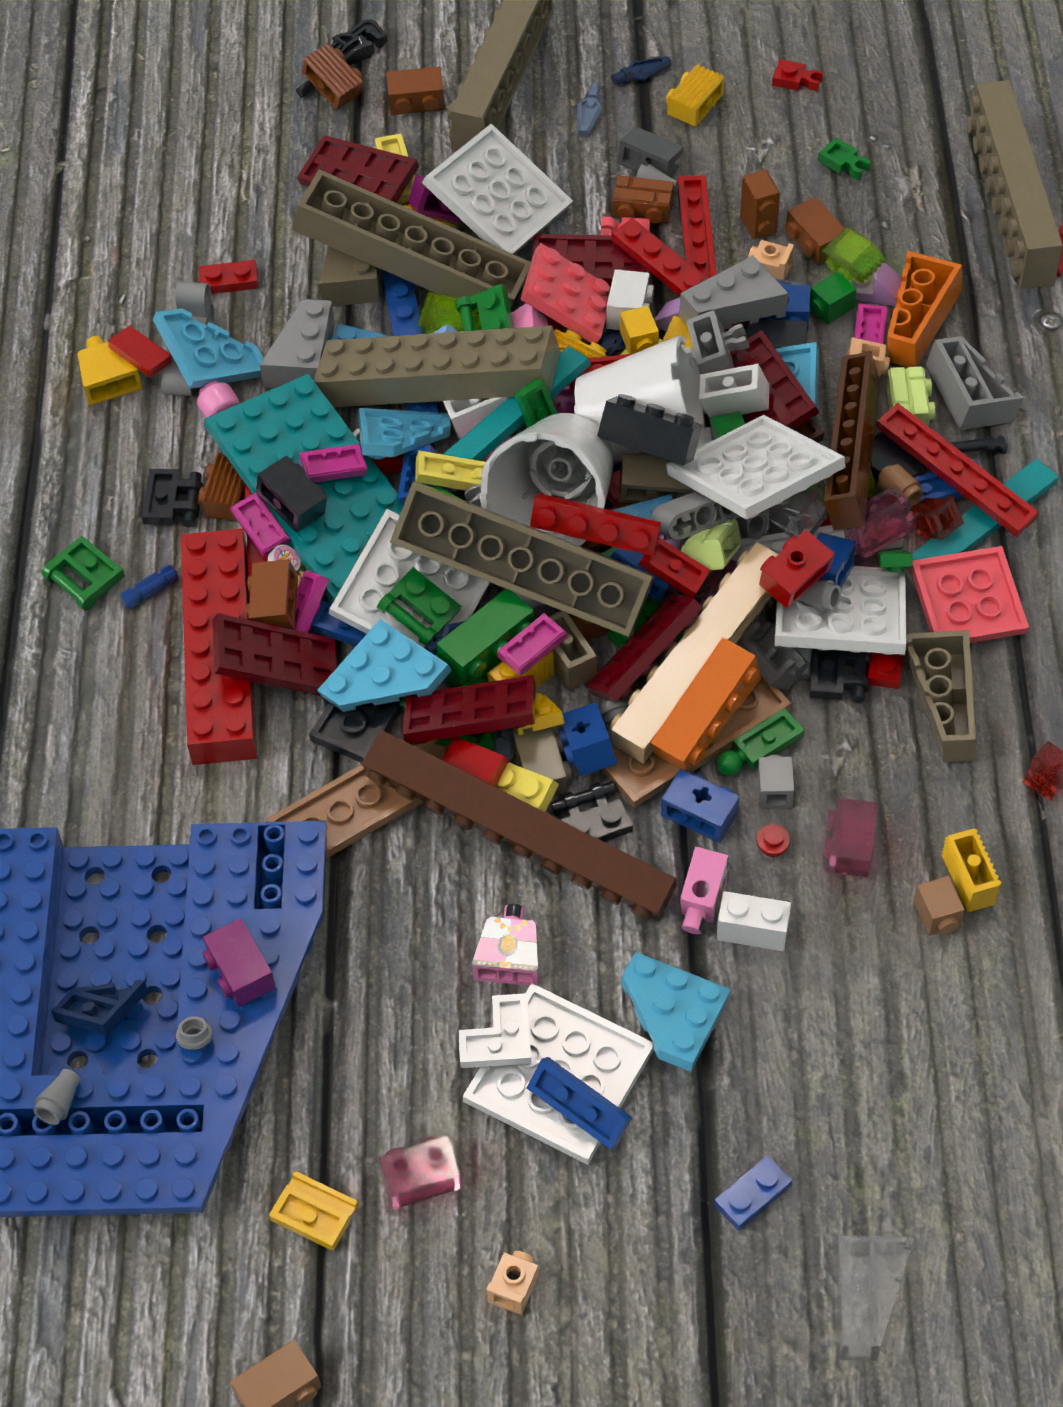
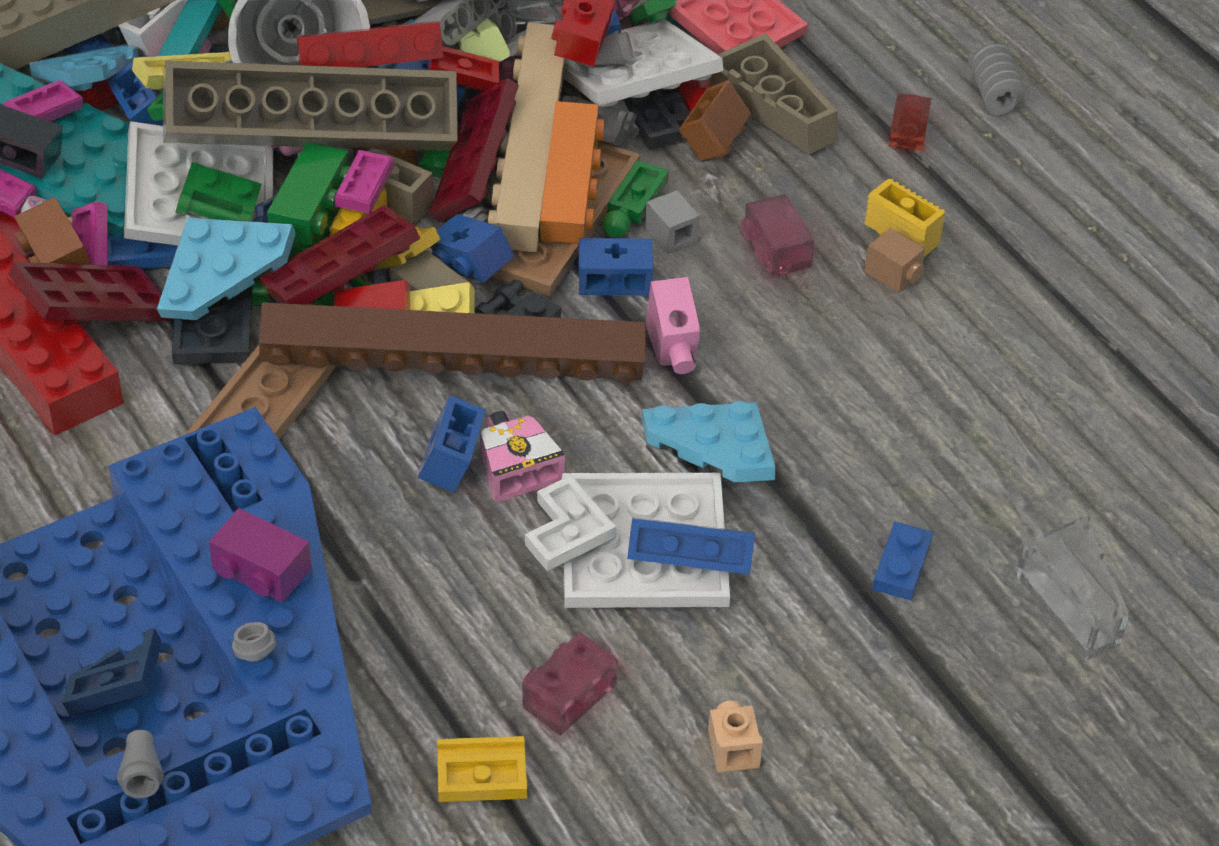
camera: 35 degrees left, 10 degrees down
(461, 917) = (451, 443): none -> blue brick
(753, 921) = (738, 336): white brick -> none
(773, 840) = (703, 271): red plate -> none
(874, 698) = (715, 121): none -> dark orange brick

